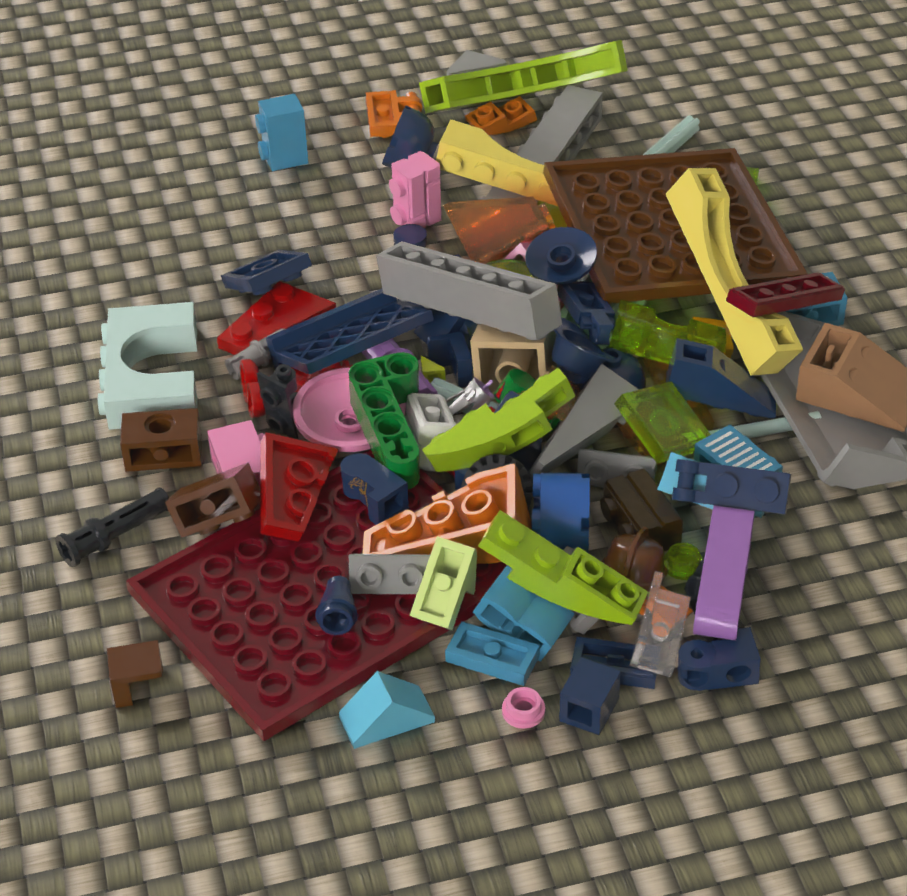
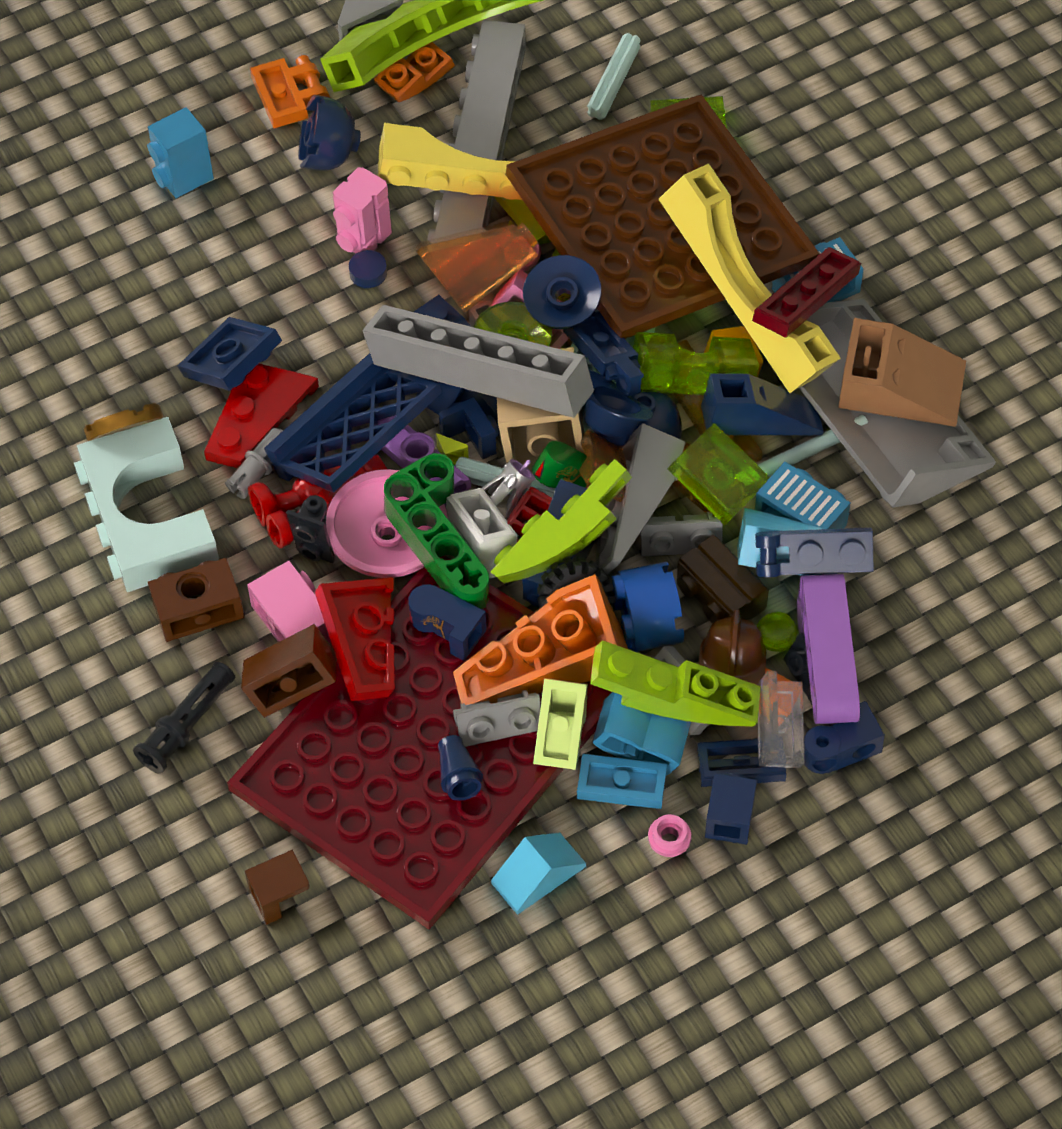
camera: 15 degrees left, 15 degrees up
(153, 294) = (122, 421): none -> pearl gold tile

